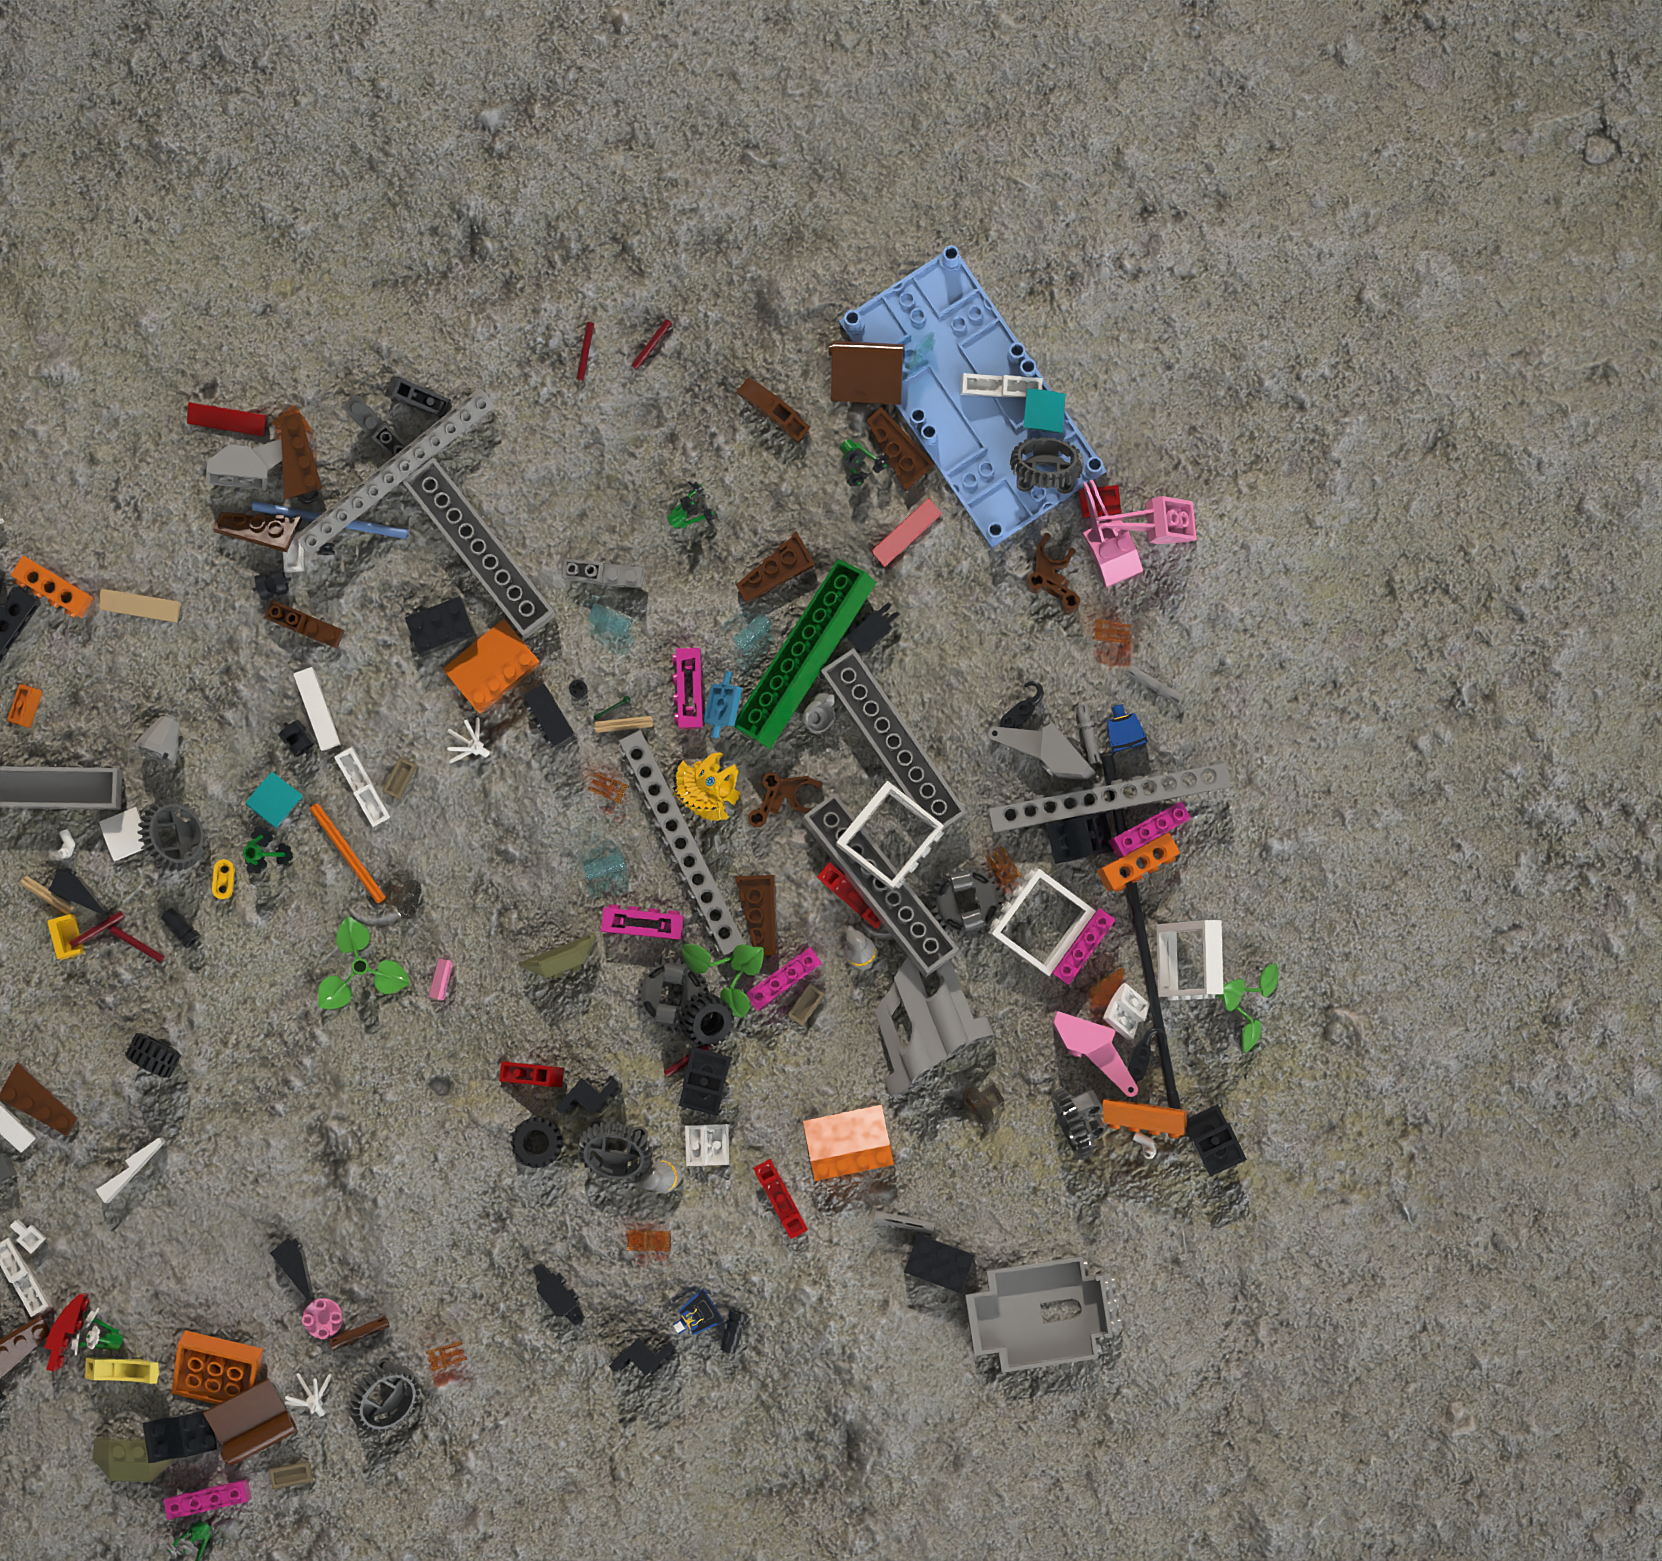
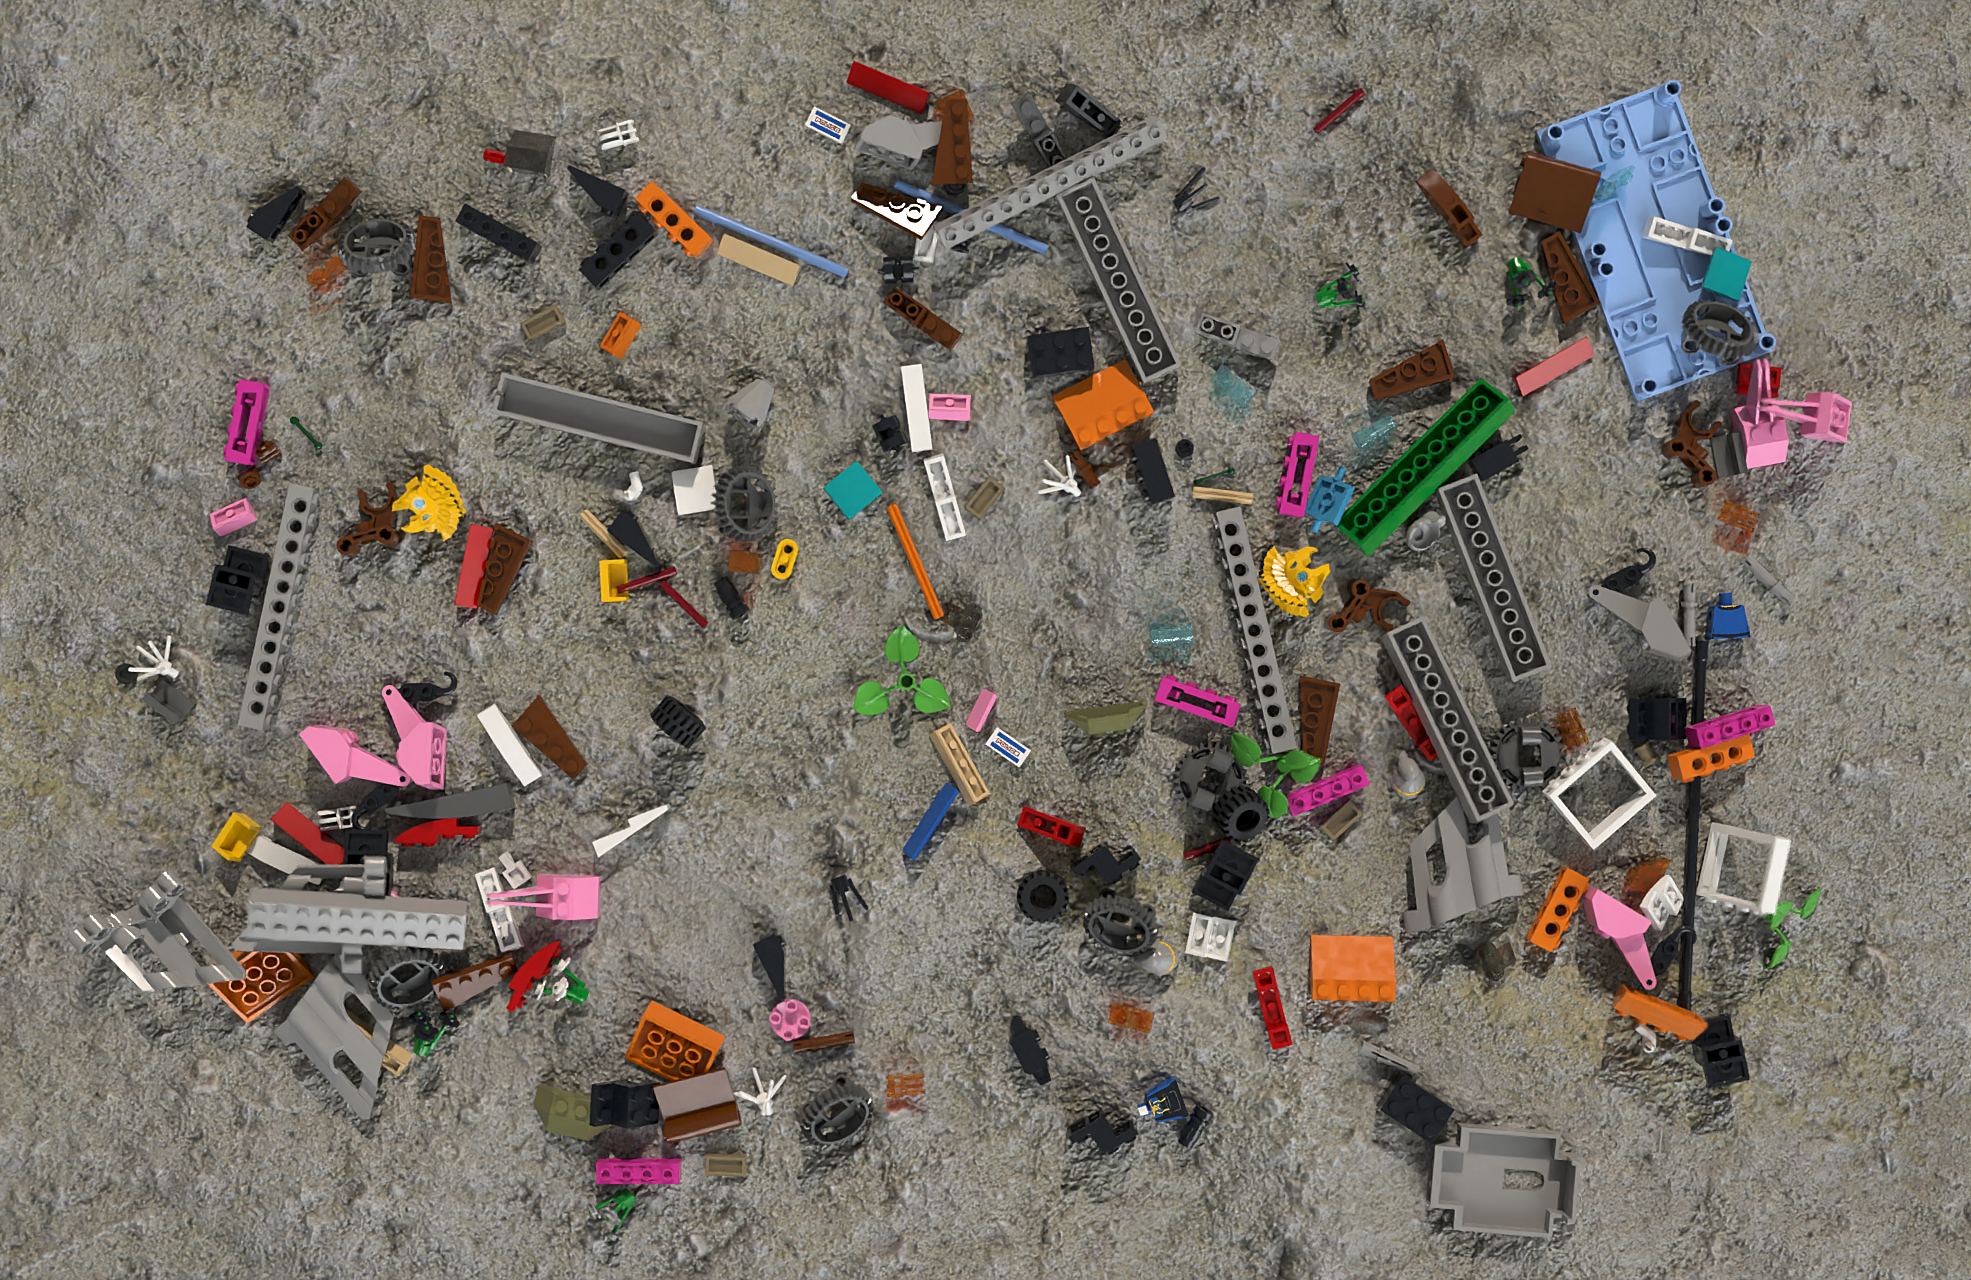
camera: 10 degrees right, 5 degrees up
(77, 1249) = (558, 896): none -> bright pink slope
(121, 1370) = (585, 1026): light yellow arch -> none
(147, 585) = (771, 241): none -> medium blue piece
(178, 466) = (828, 125): none -> tile
(184, 890) = (744, 562): none -> clear orange slope
(254, 853) = (823, 540): black plant -> none
(342, 1178) = (841, 885): none -> black plant
(348, 701) = (949, 407): none -> bright pink slope
(416, 1096) = (930, 821): none -> blue slope
(431, 1035) = (959, 764): none -> tan slope
(474, 1008) = (1008, 747): none -> tile
(486, 729) = (1084, 468): none -> reddish brown pin
(524, 458) = (1184, 202): none -> black plant
(585, 351) = (1269, 102): dark red bar -> none
(620, 793) = (1204, 565): clear orange arm -> none
(922, 851) = (1500, 697): white window -> none
(999, 810) = (1816, 694): light grey brick -> none
(1032, 1009) = (1555, 897): none -> orange brick
(1079, 873) = (1646, 753): none -> dark tan bush
(1079, 1120) = (1592, 1015): dark grey piece -> none
(1083, 946) = (1635, 828): dark pink brick -> none
(1089, 577) = (1728, 455): none -> dark grey panel

